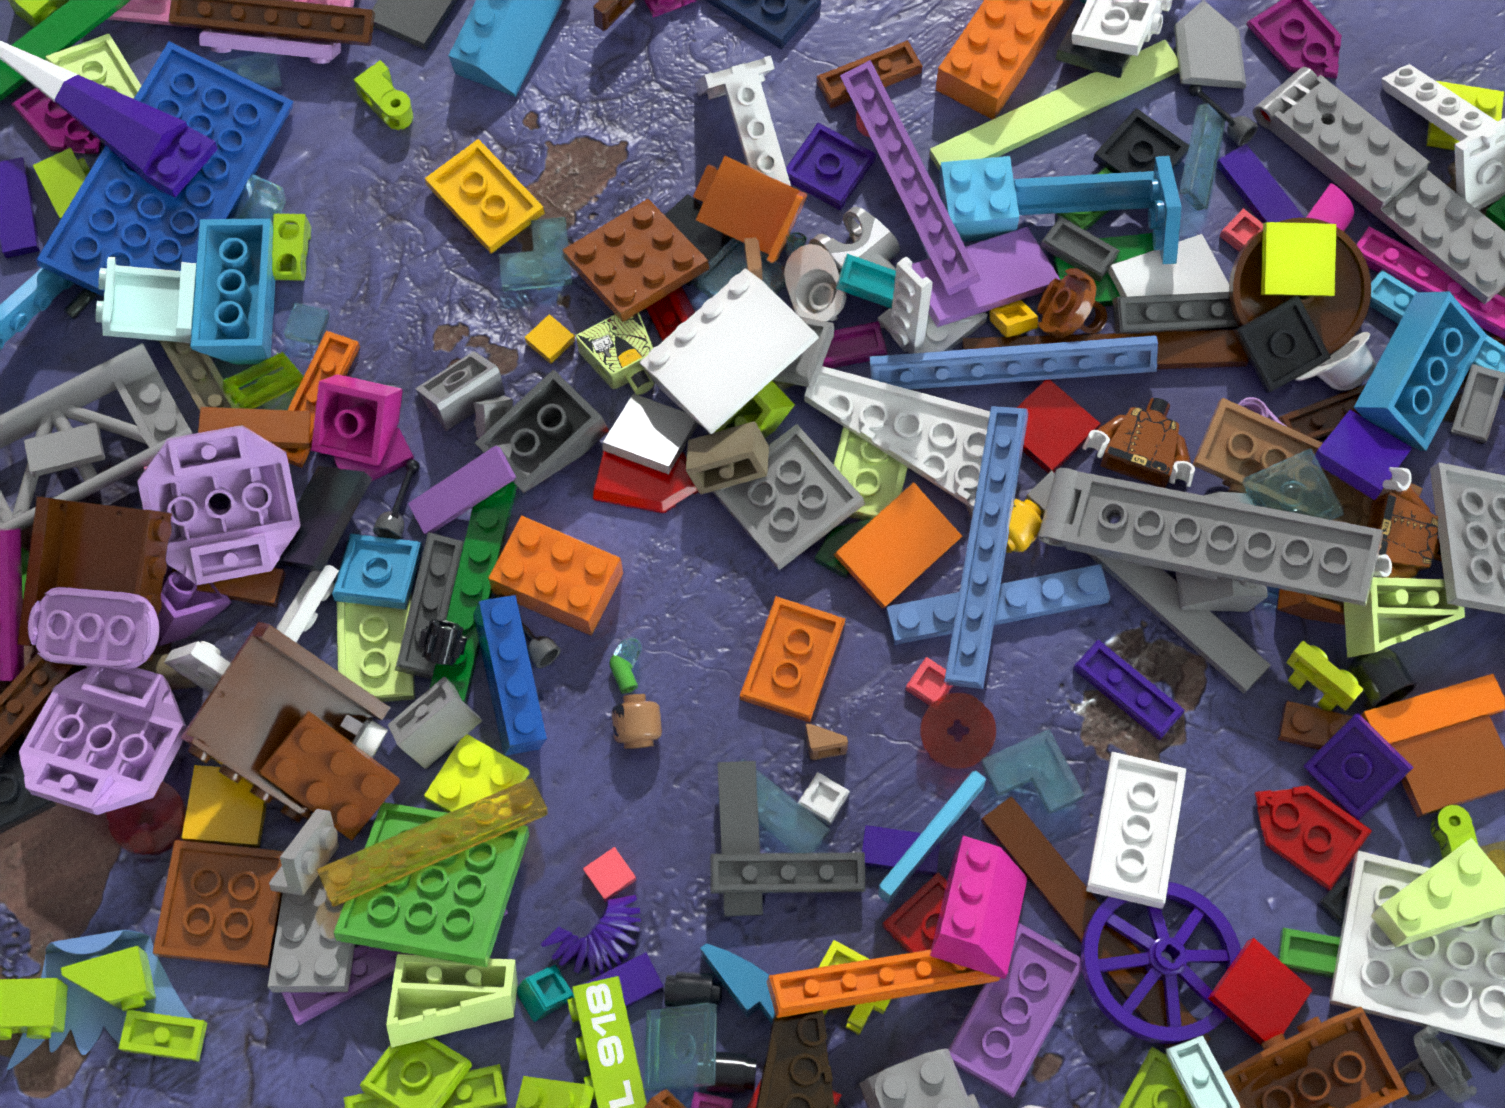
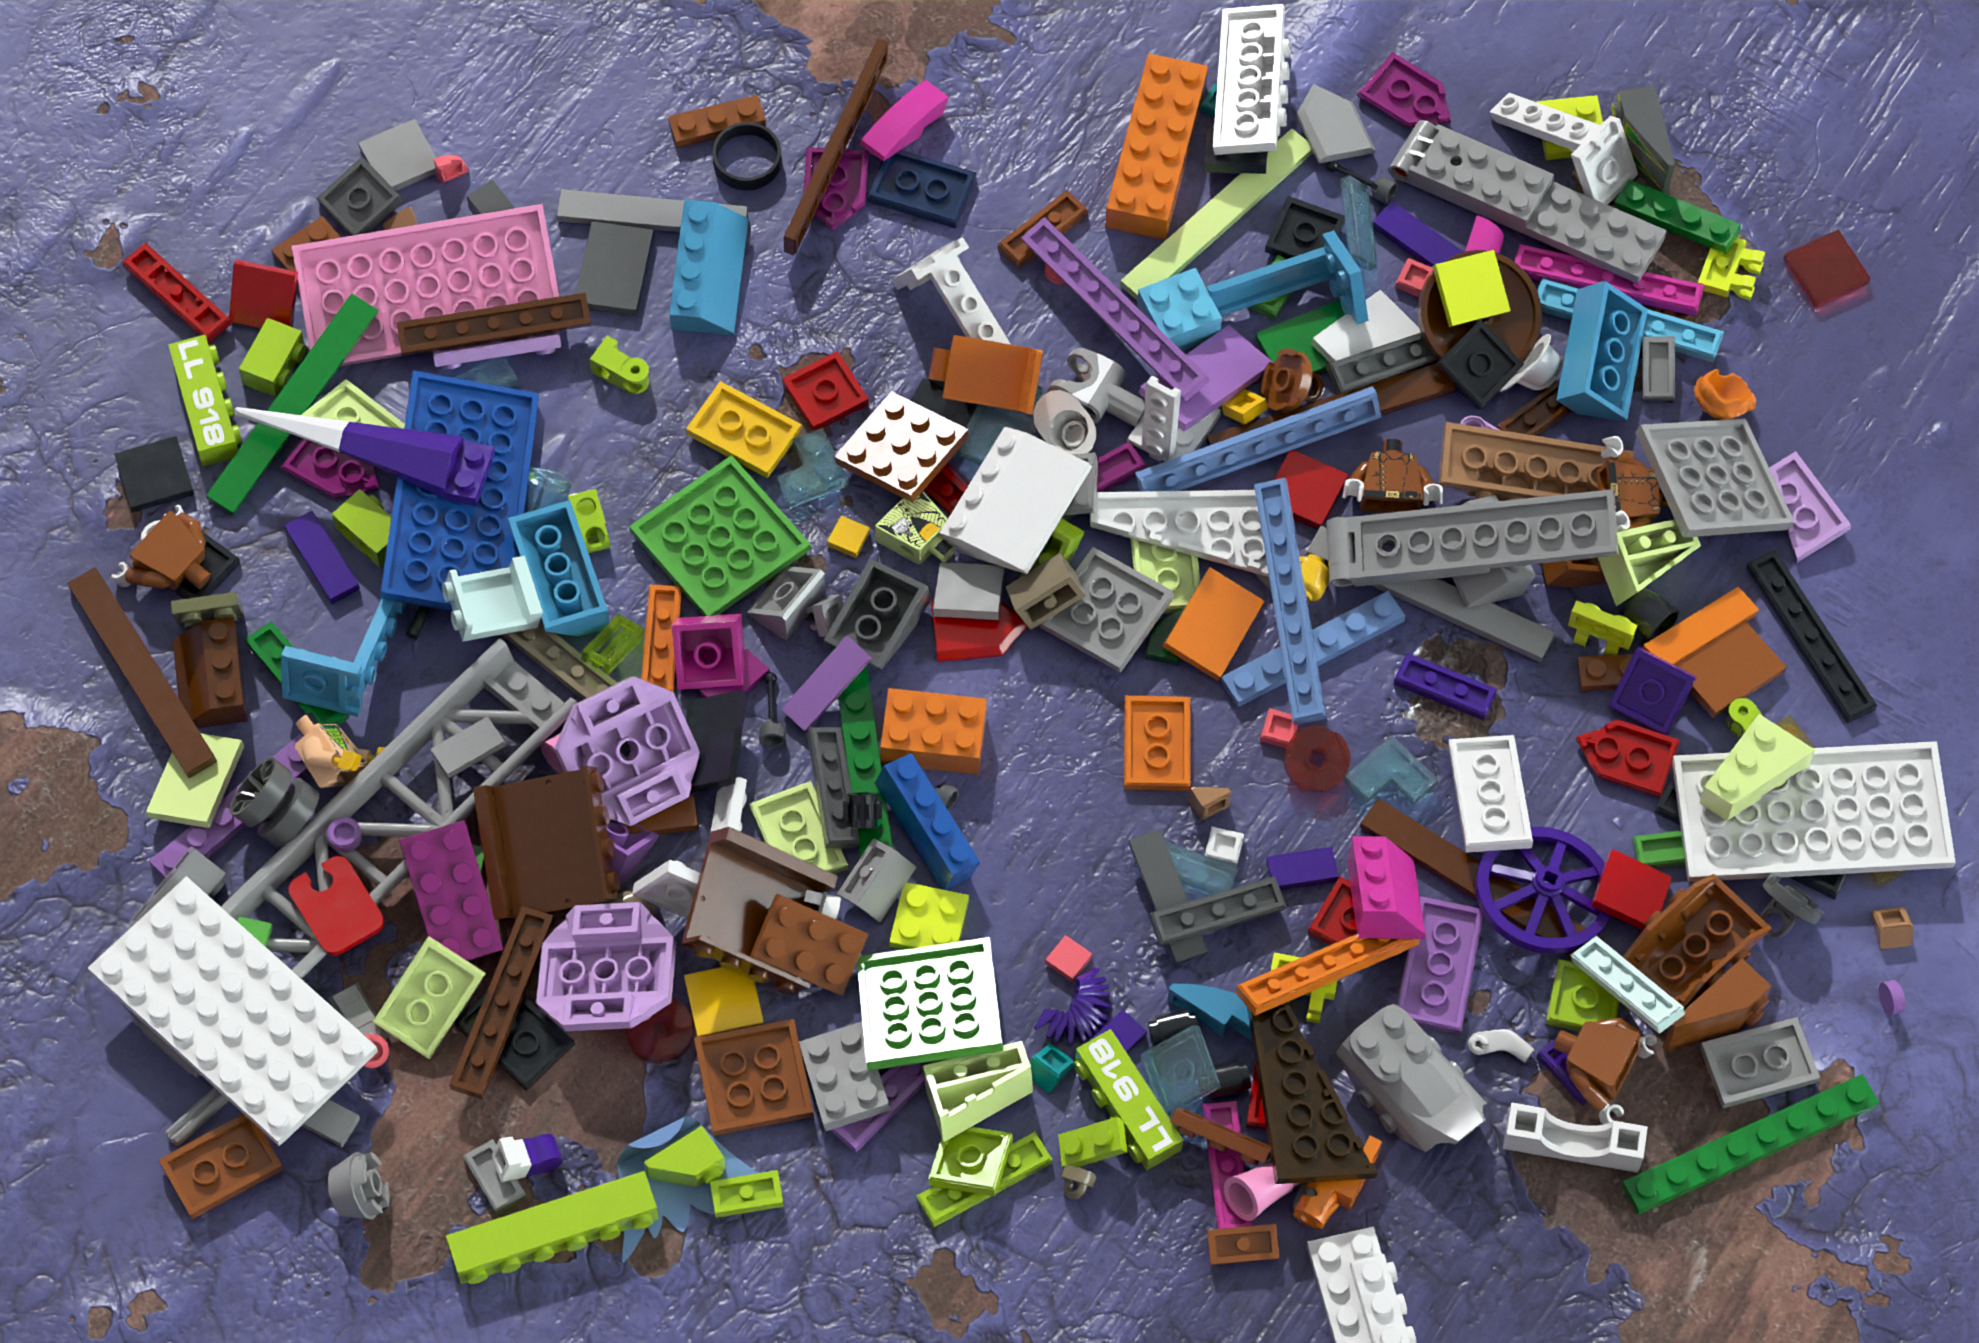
camera: 20 degrees left, 5 degrees down
(94, 628) = (565, 881): lavender tile -> none
(278, 427) = (655, 671): dark orange tile -> none
(305, 854) = (815, 1014): light grey bracket -> none
(306, 324) = (628, 584): clear light blue tile -> none
(377, 571) = (777, 772): dark azure tile -> none
(416, 302) = (720, 538): none -> bright green plate
(432, 842) = (916, 971): clear yellow plate -> none
(584, 180) = (825, 391): none -> red tile
(623, 662) = (1015, 787): arm -> none
(636, 722) = (1047, 830): medium nougat head -> none
(753, 256) = (1004, 415): medium nougat tile -> none
(829, 166) = (1037, 319): dark purple tile -> none
(867, 280) = (1115, 408): teal tile -> none
(931, 836) = (1325, 847): medium azure tile -> none
(1079, 248) = (1280, 331): dark grey tile -> none
(1295, 487) = (1529, 476): clear light blue tile -> none
(1361, 454) = (1575, 436): dark purple tile -> none

